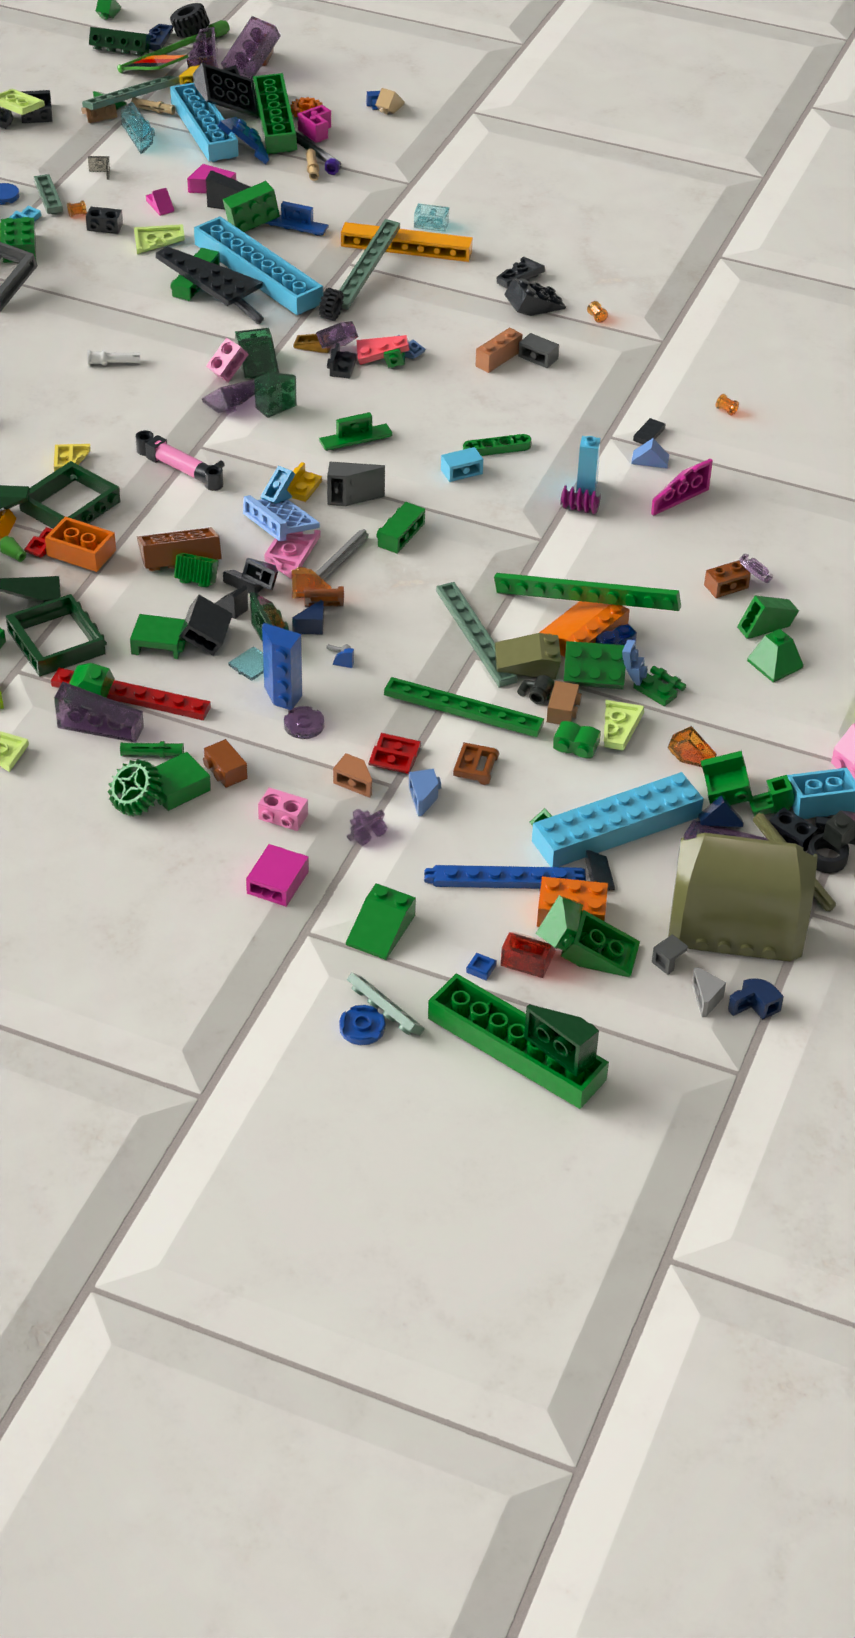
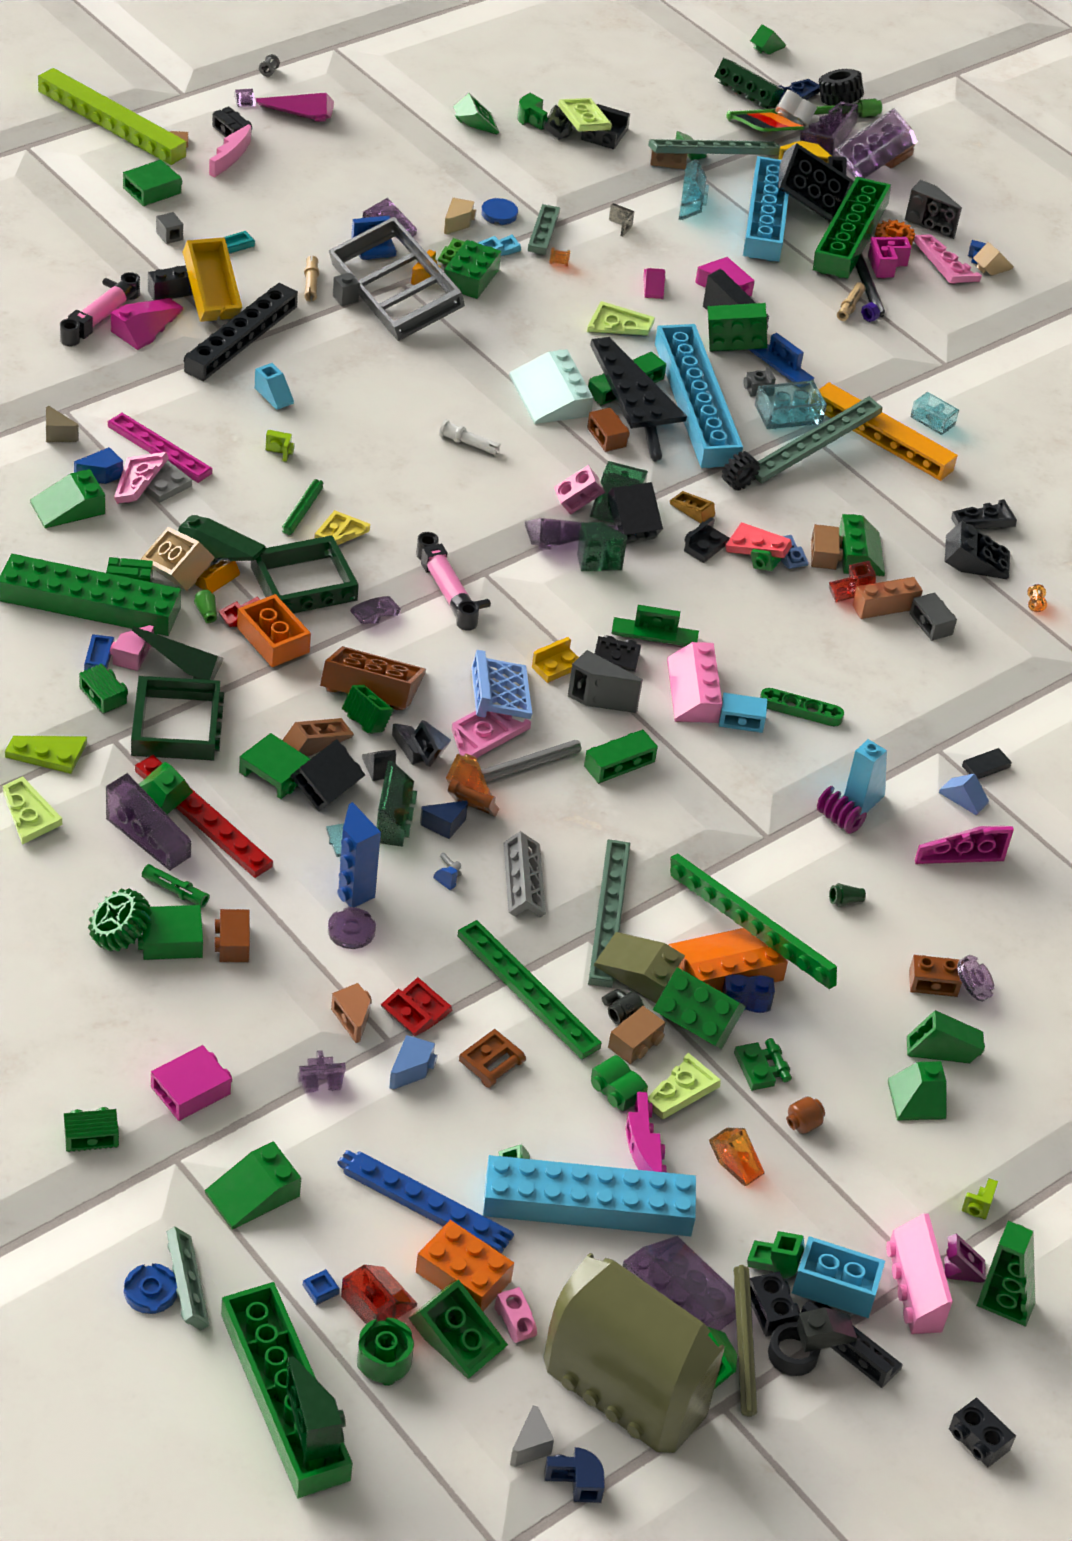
camera: 25 degrees right, 0 degrees up
(26, 452) = (302, 507): none -> green axle
(104, 220) = (578, 280): black brick -> none
(141, 501) = (372, 609): none -> clear purple slope
(147, 300) = (552, 388): none -> light aqua slope
(158, 106) = (734, 173): tan pin -> none
(168, 45) = (795, 108): none -> white brick
(172, 602) = (315, 735): none -> nougat slope
(210, 313) = (608, 429): none -> dark orange brick
(231, 939) = (91, 1129): none -> green brick
(248, 135) = (799, 238): blue wing -> none
(277, 487) = (517, 656): dark azure slope -> none
(280, 356) = (635, 511): none -> black brick
(283, 809) = (252, 1013): bright pink brick -> none
(293, 241) = (758, 378): none -> dark grey brick
(324, 80) = (933, 209): none -> dark grey slope
(329, 247) = (790, 404): none -> clear light blue brick
(339, 333) = (720, 508): clear purple slope -> none
(346, 455) = (621, 653): none -> black bracket
(356, 114) = (945, 261): none -> bright pink wing
(397, 634) = (520, 874): none -> light grey fence
(413, 458) = (695, 683): none -> bright pink slope
(428, 333) = (825, 547): none -> medium nougat brick
(450, 325) = (860, 543): none -> green slope
(471, 341) = (859, 575): none -> clear red brick
(561, 923) = (422, 1282): slope -> none
(565, 983) = (385, 1350): none -> green brick
(599, 868) = (527, 1243): black slope -> none
(623, 771) = (642, 1141): none -> dark pink slope
(625, 554) = (844, 894): none -> dark green cone
(631, 918) = (516, 1315): none -> bright pink leg
(634, 665) = (738, 1027): medium blue slope -> none
(666, 953) = (523, 1371): dark grey panel -> none
(716, 703) = (805, 1115): none -> dark orange head
(720, 814) = (708, 1245): dark blue slope -> none
(727, 778) = (745, 1209): green panel -> none

